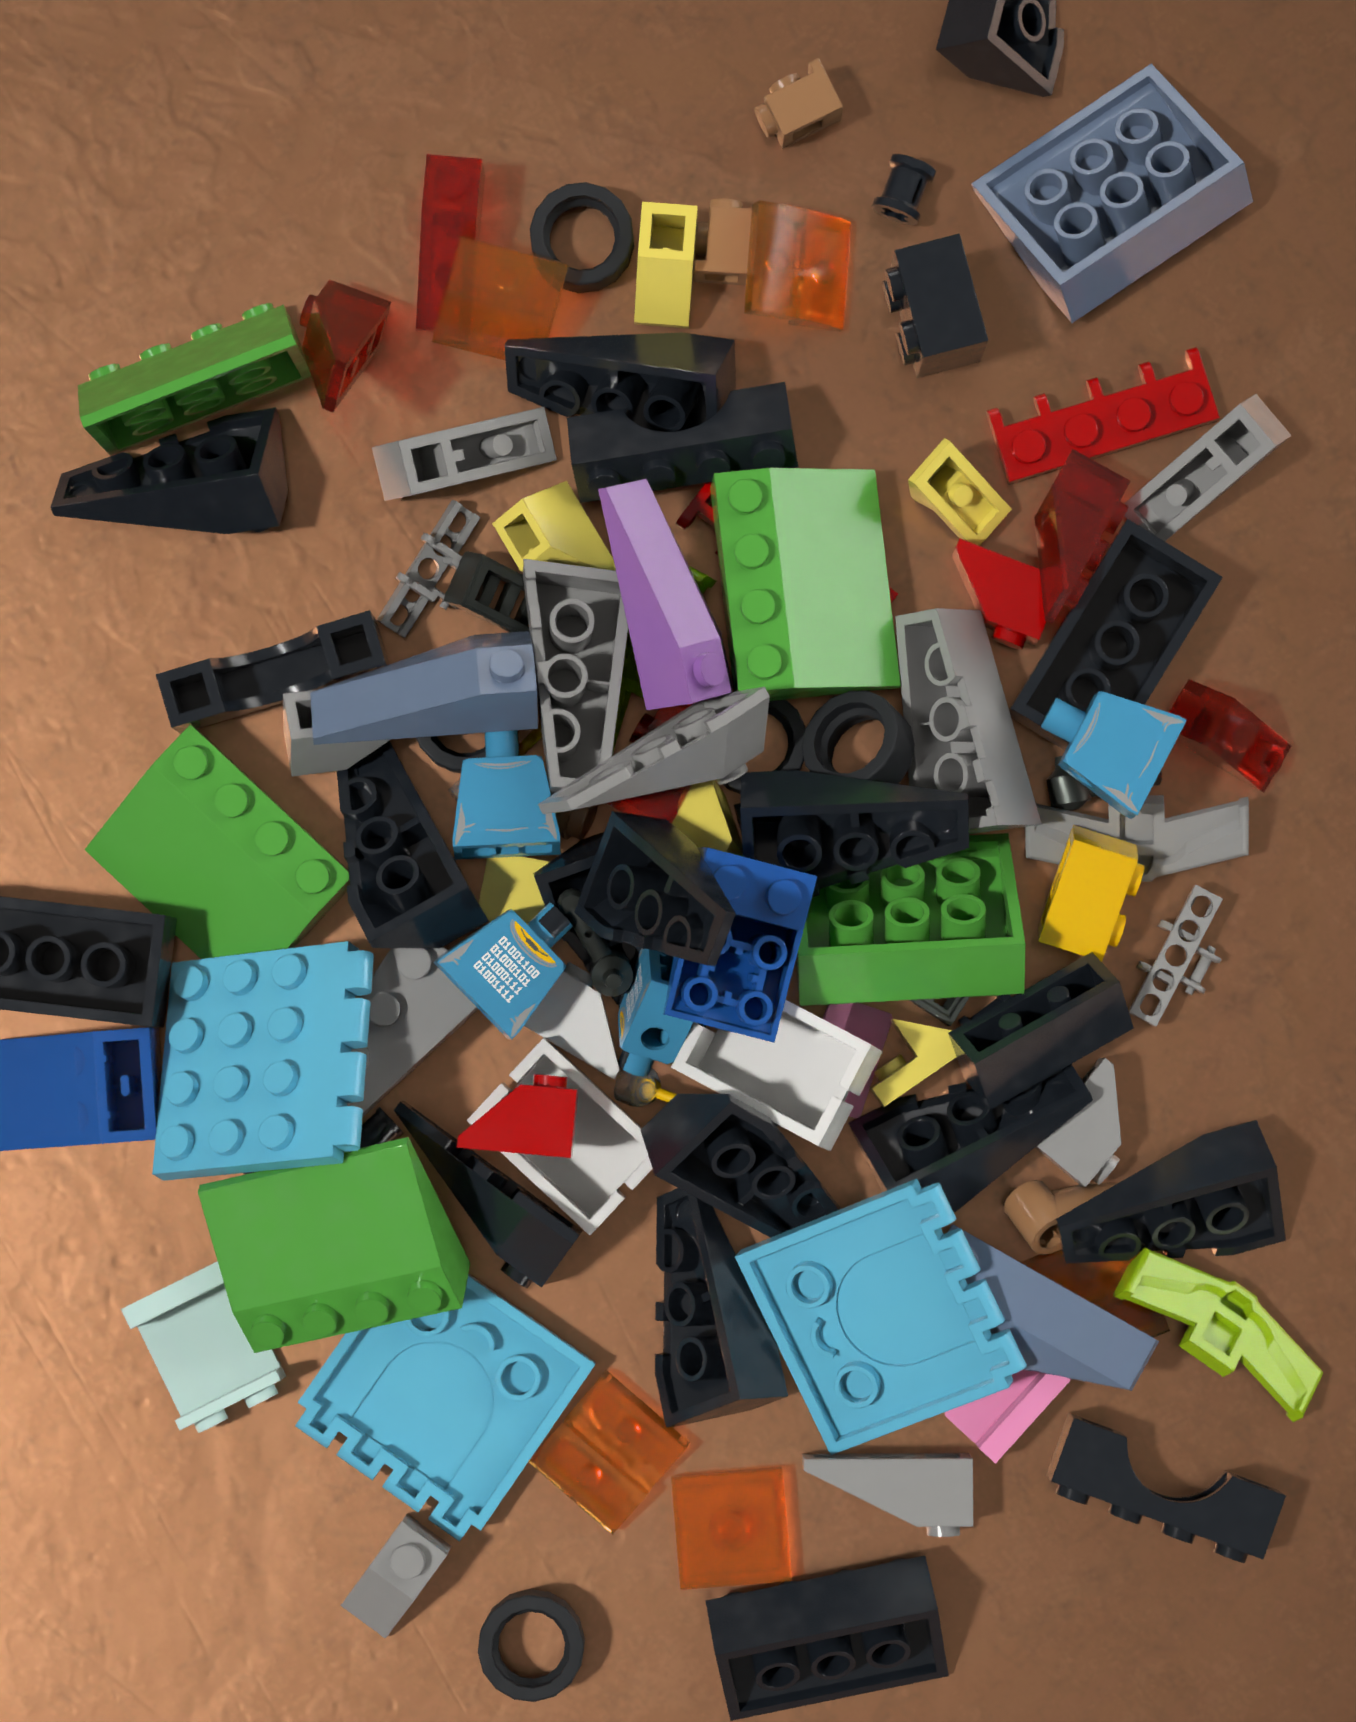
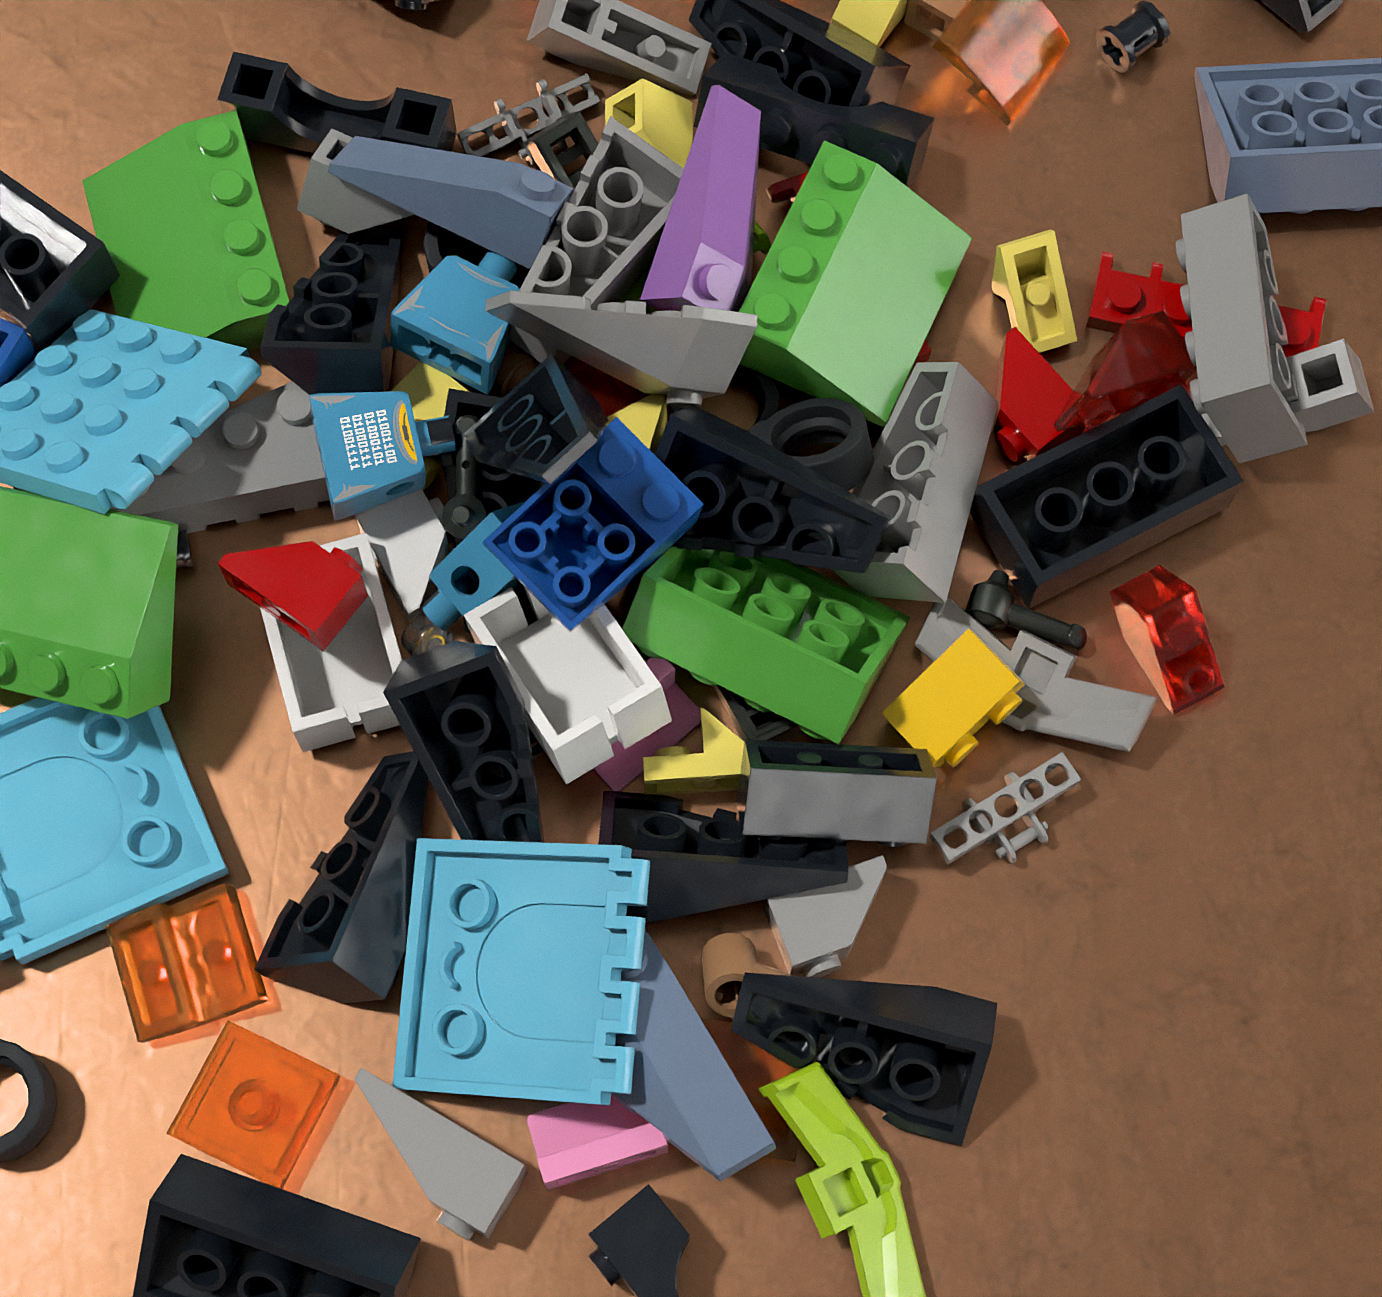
camera: 25 degrees right, 15 degrees down
(508, 1216) = (233, 687): black wedge -> none
(936, 306) = (1105, 128): black brick -> none
(1114, 746) = (1056, 562): dark azure torso -> none
(1145, 440) = (1237, 330): none -> light grey wedge

